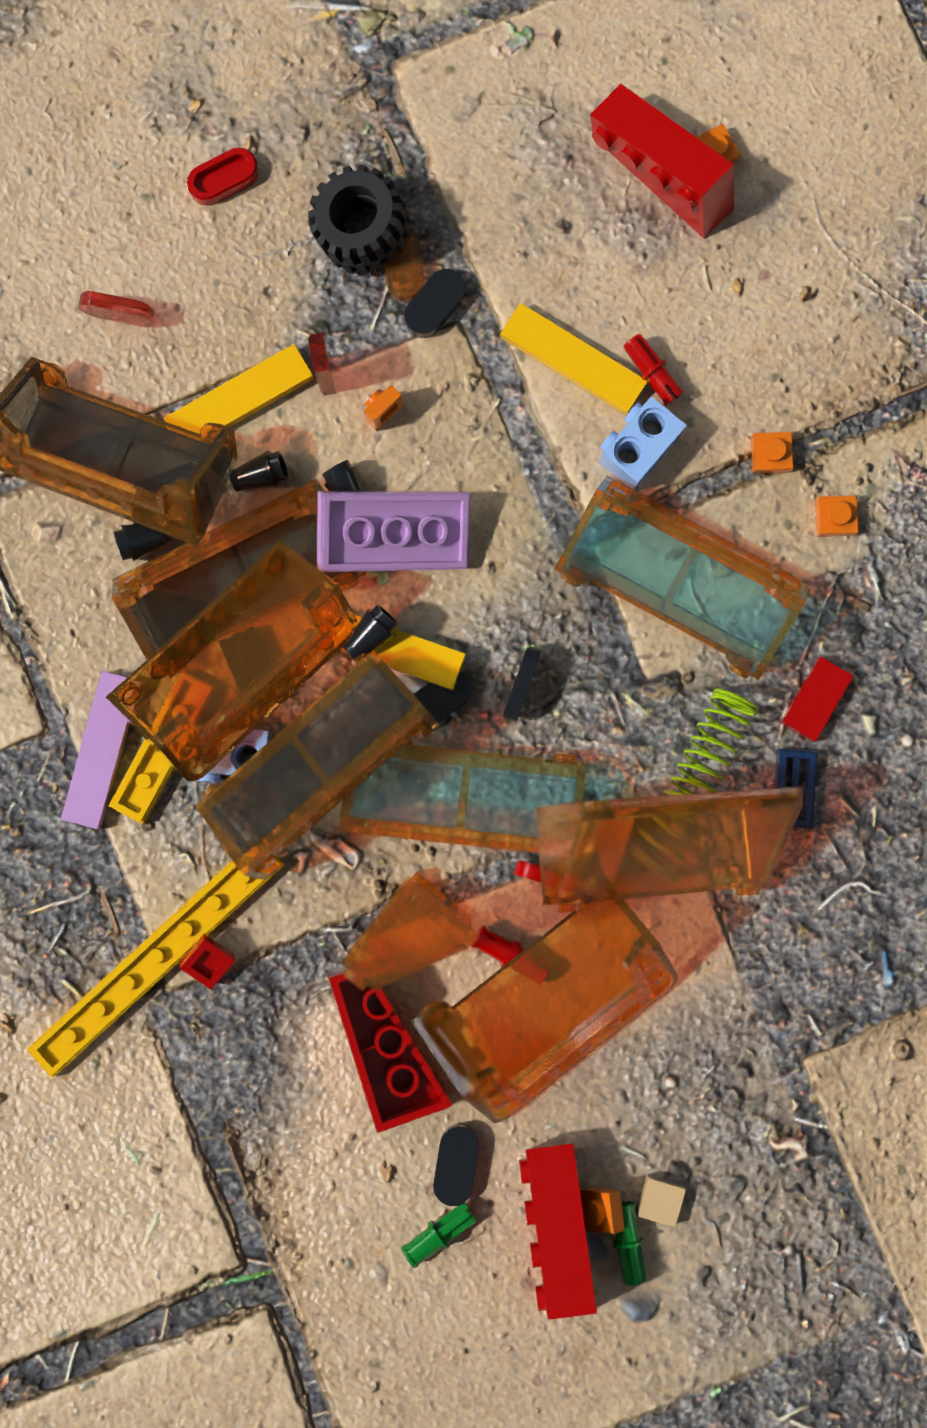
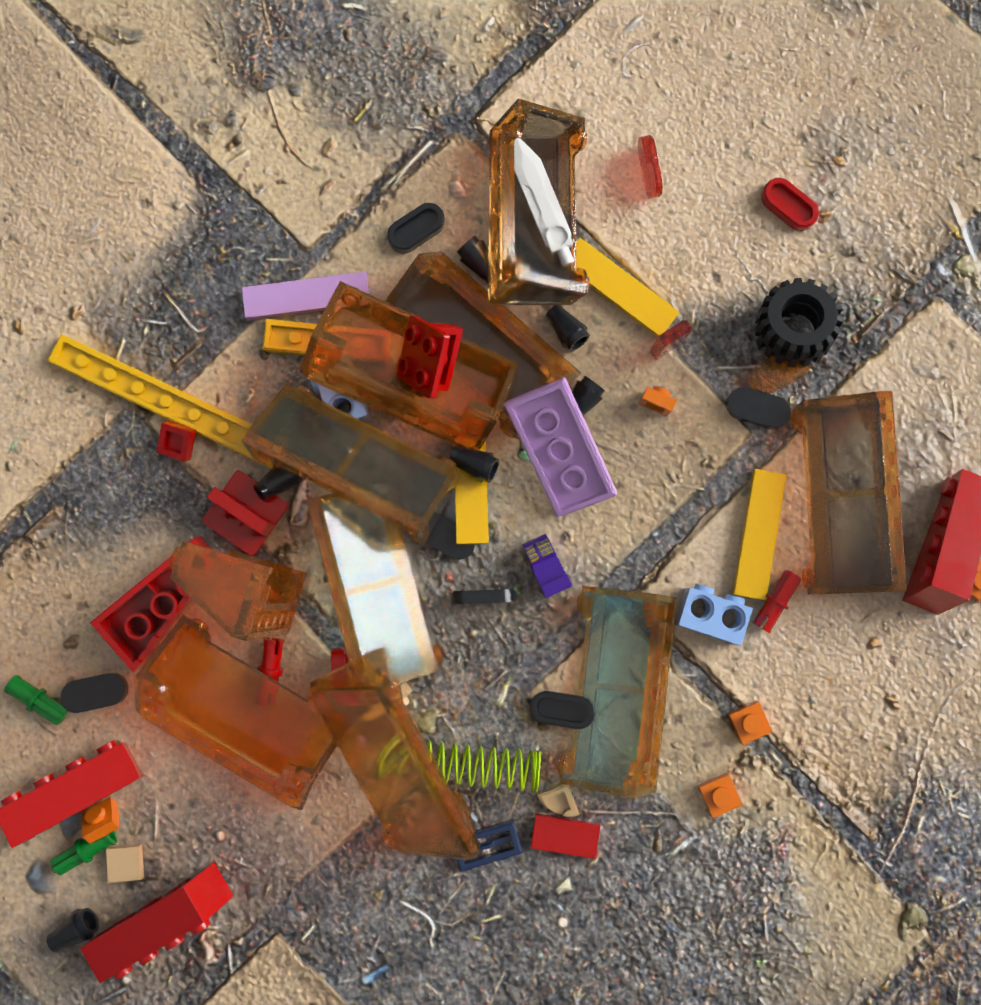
camera: 70 degrees right, 0 degrees up
(74, 596) = (416, 228): none -> black tile
(108, 439) = (542, 202): none -> white piece
(231, 633) = (428, 355): none -> red bracket
(301, 864) = (276, 482): none -> black cone
(320, 915) = (242, 515): none -> red bracket
(516, 602) = (546, 566): none -> dark purple leg
(570, 240) = (852, 494): none -> windscreen
(680, 646) = (563, 709): none -> black tile
(713, 1286) = (75, 929): none -> black cone
(743, 1187) = (157, 925): none -> red wedge
(776, 690) = (559, 800): none -> tan tile

